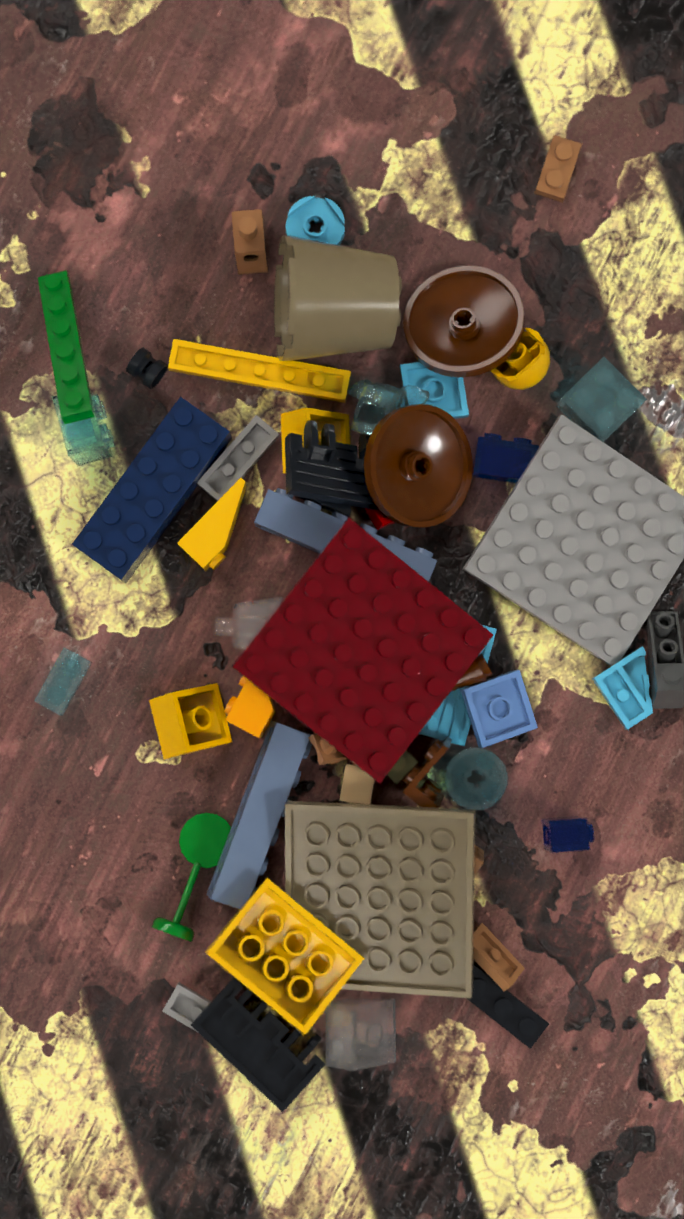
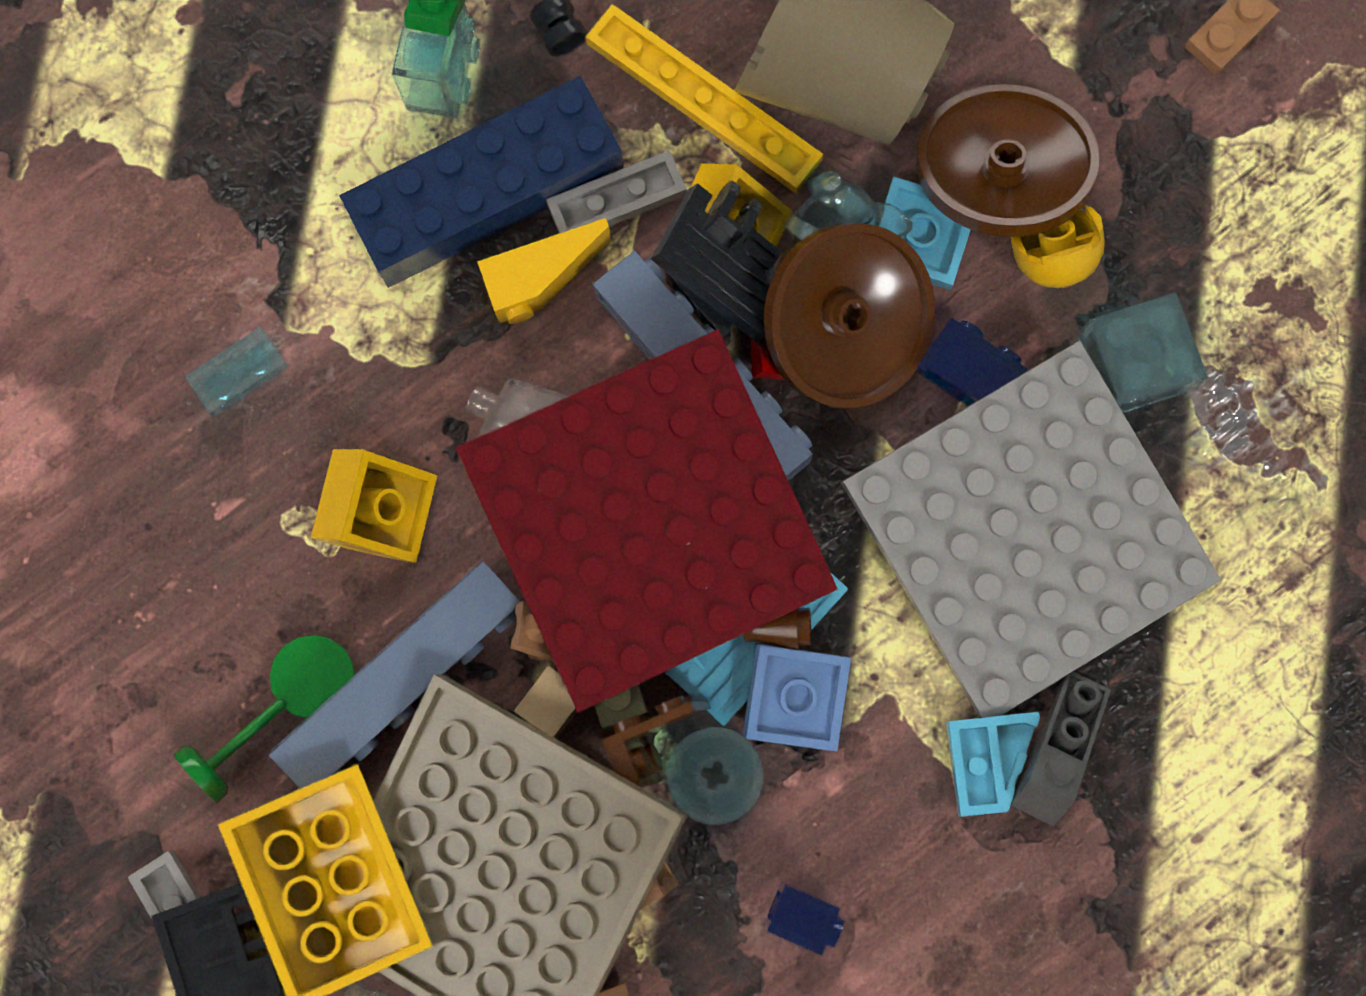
camera: 30 degrees right, 5 degrees down
(251, 709) = (457, 528): light orange slope -> none

